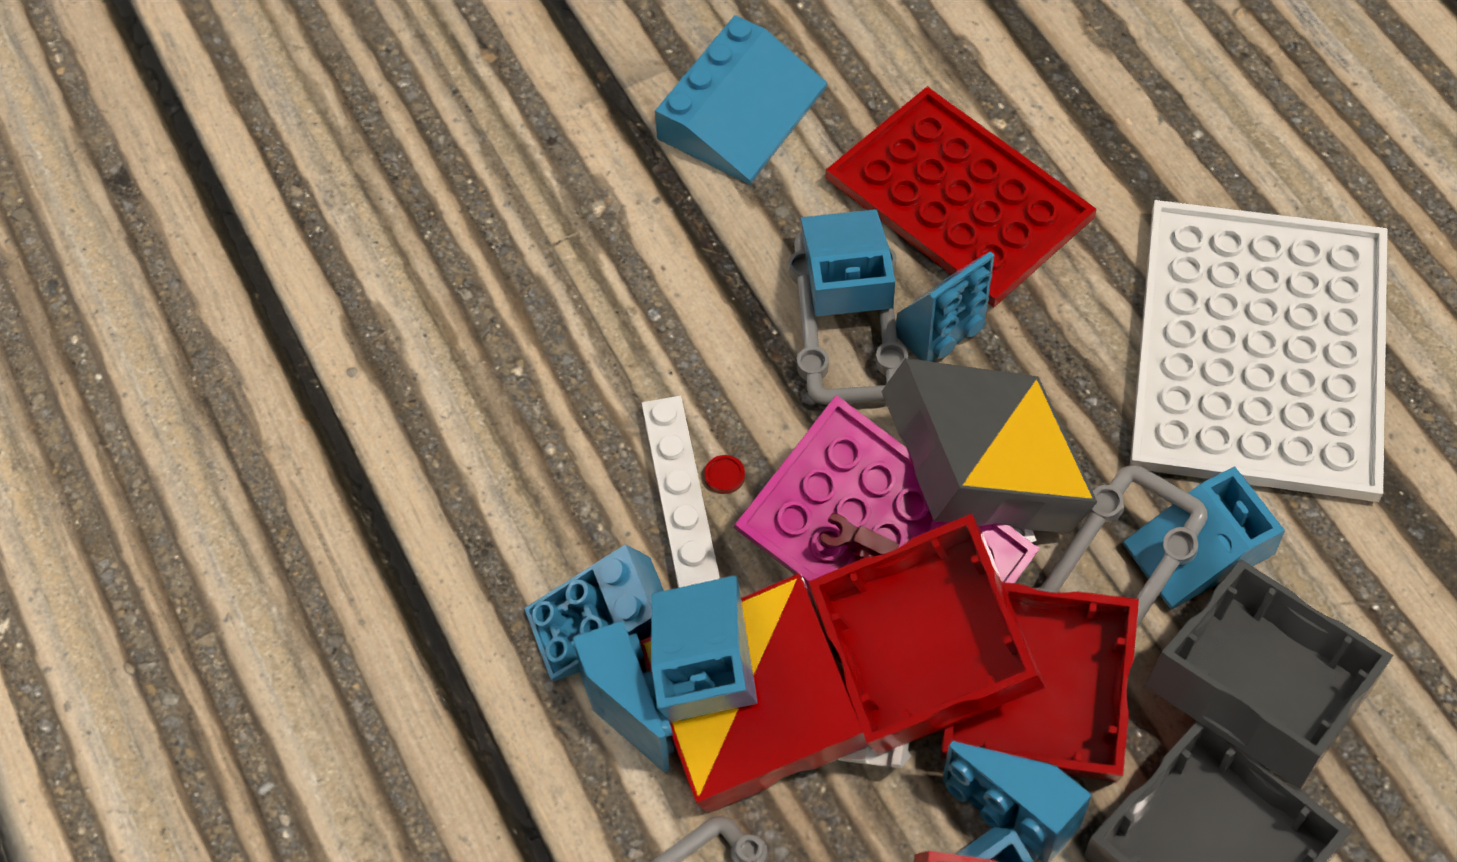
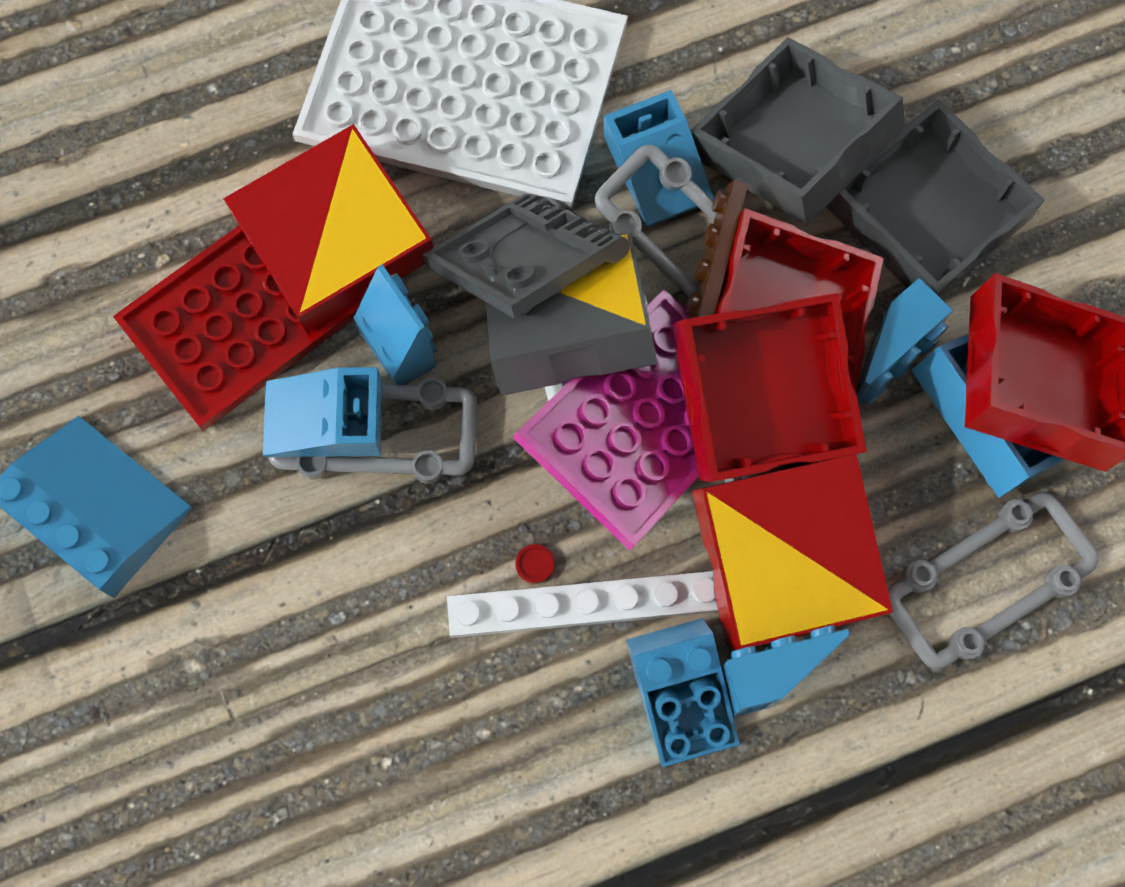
camera: 85 degrees left, 15 degrees up
(700, 650) = (769, 587): dark azure slope -> none
(858, 539) = (669, 426): dark red plate -> none
(1048, 401) = (524, 254): none -> dark grey hinge
(1053, 235) = (328, 226): none -> tile
(1151, 593) = (719, 242): none -> reddish brown plate

